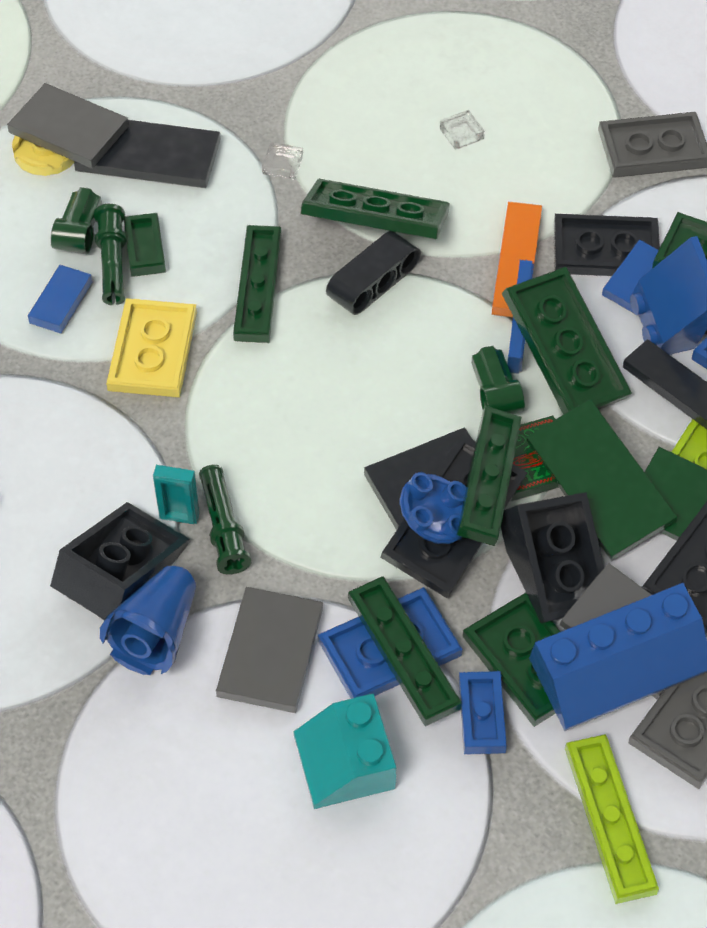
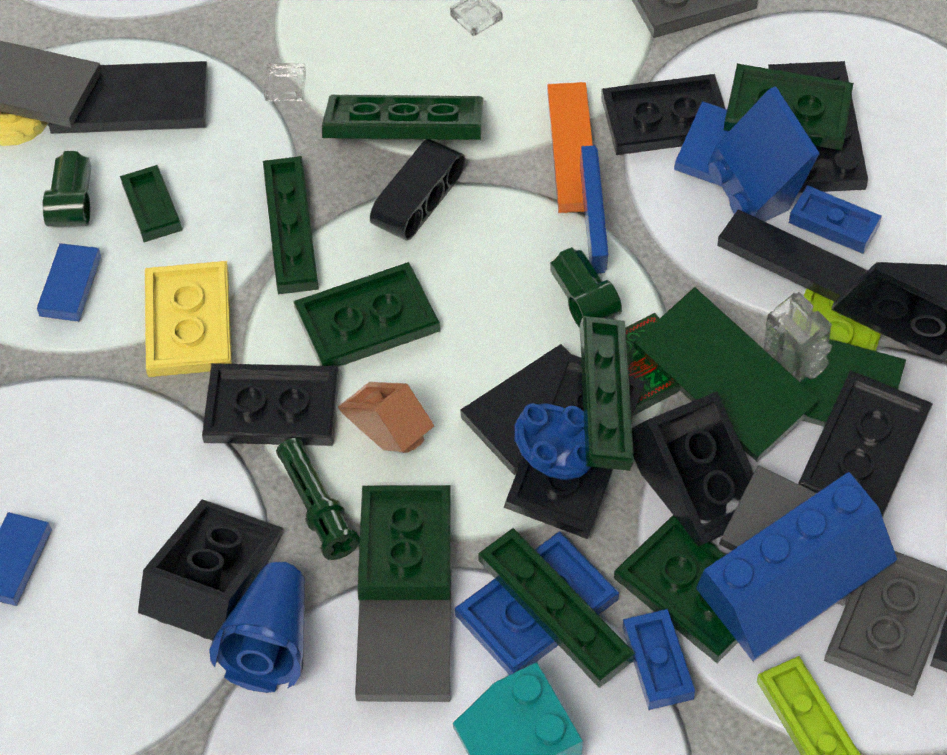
camera: 10 degrees left, 0 degrees up
(111, 240) = (113, 205): dark green pin -> none
(176, 494) = (259, 480): teal tile -> none
(205, 432) = (271, 404): none -> black tile
(288, 571) = (405, 542): none -> dark green tile
(301, 461) = (388, 415): none -> nougat slope
(304, 373) = (366, 316): none -> dark green tile
(566, 341) = (651, 228): dark green tile -> none
(668, 458) = (798, 337): none -> clear brick

